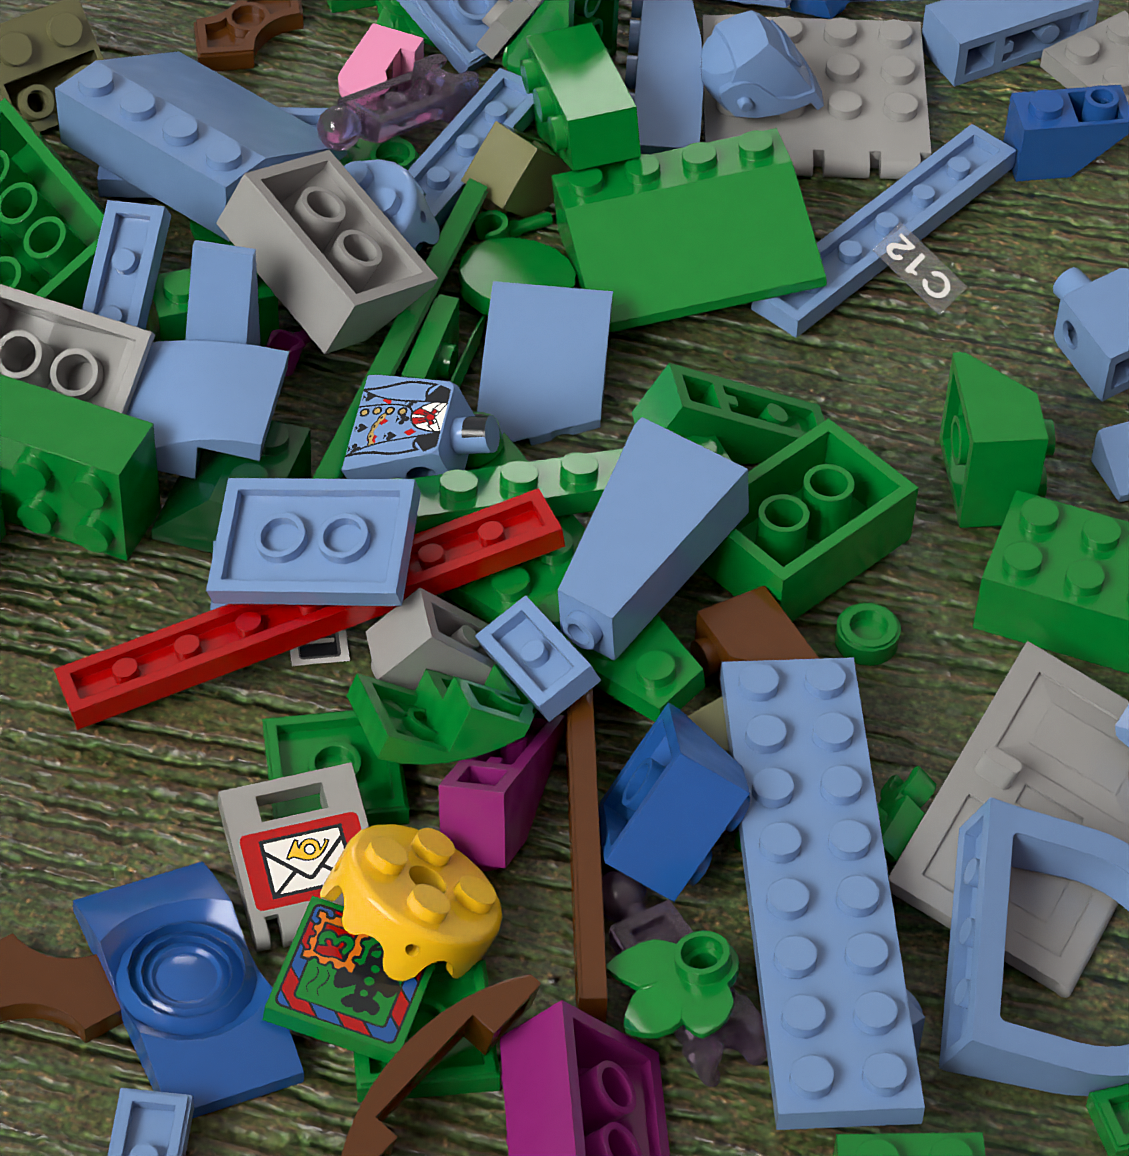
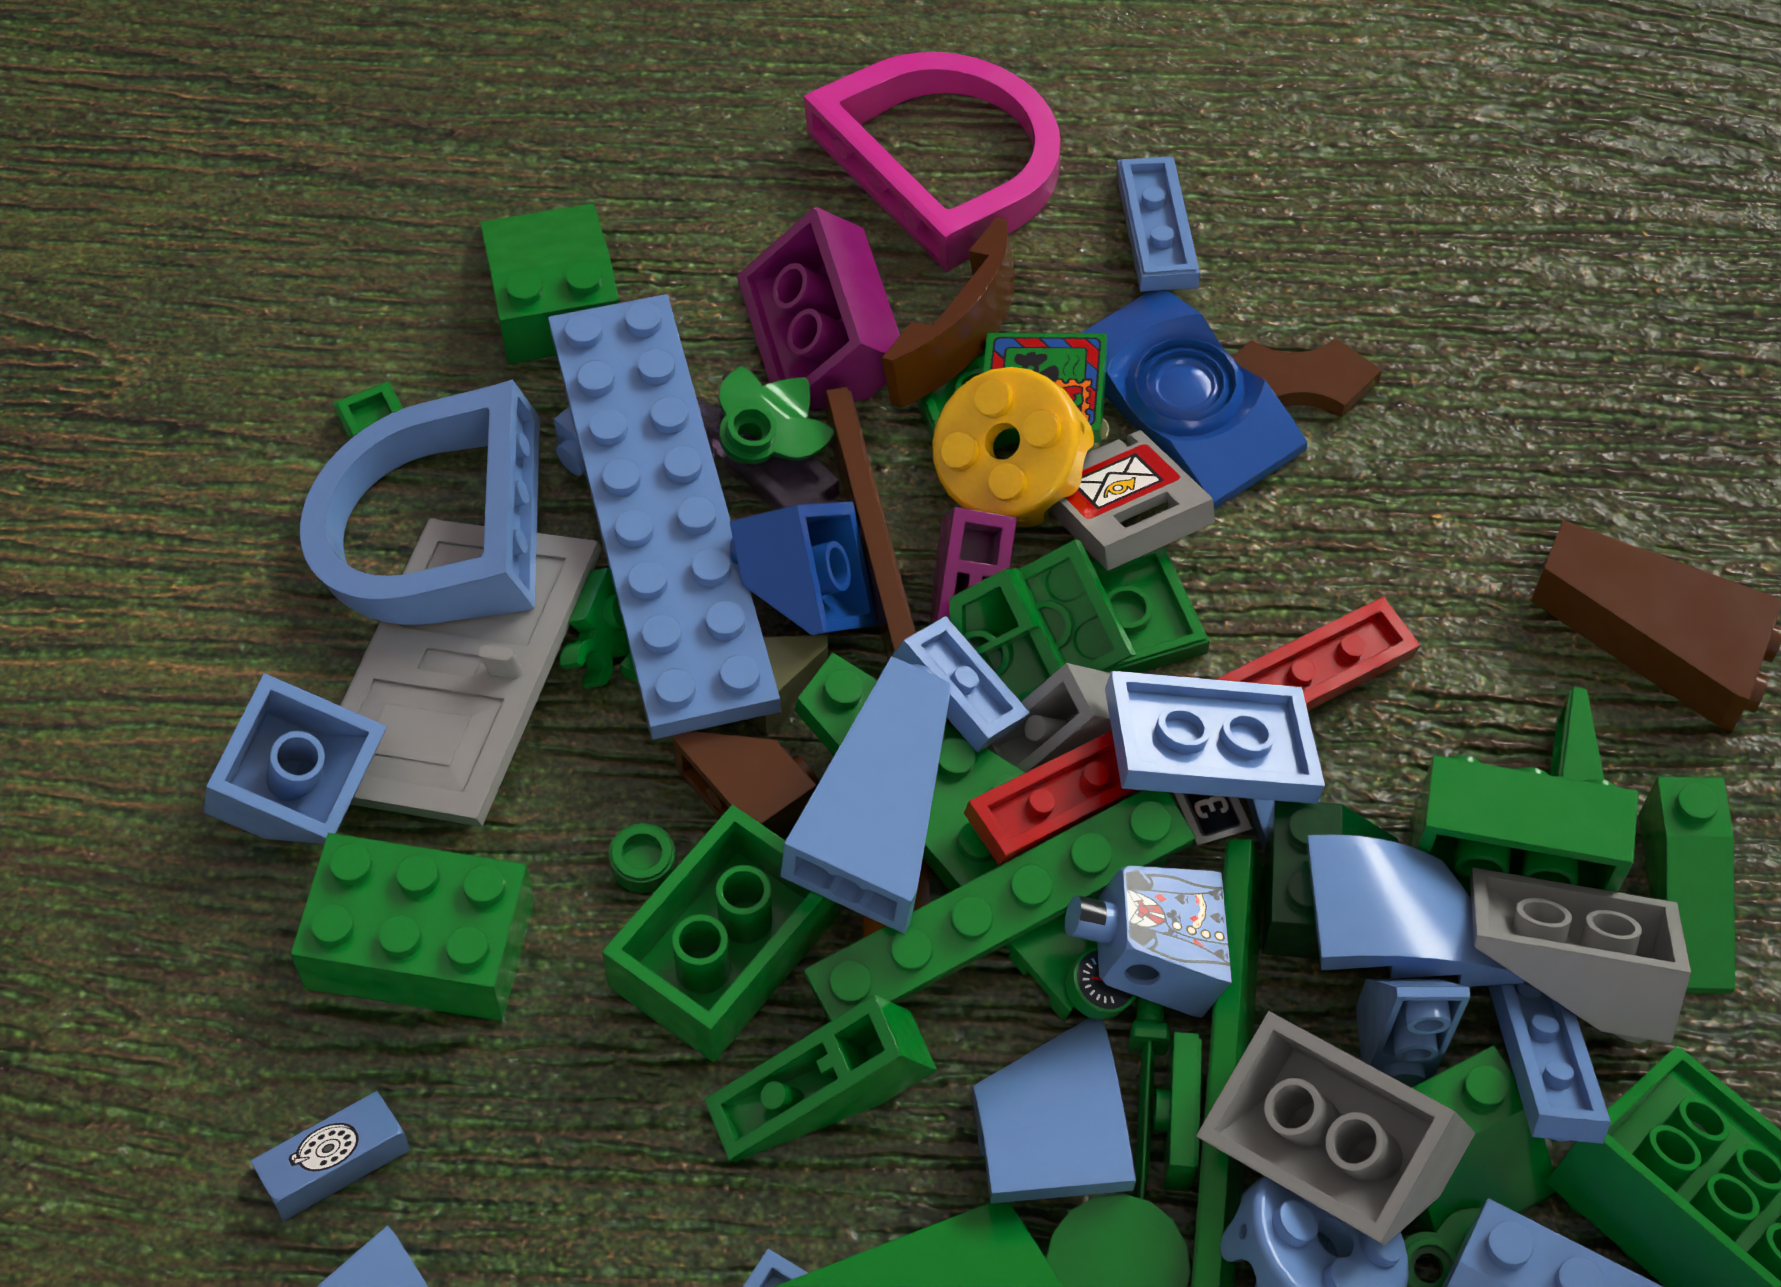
camera: 170 degrees right, 10 degrees up
(991, 441) = (519, 1060): green slope -> none

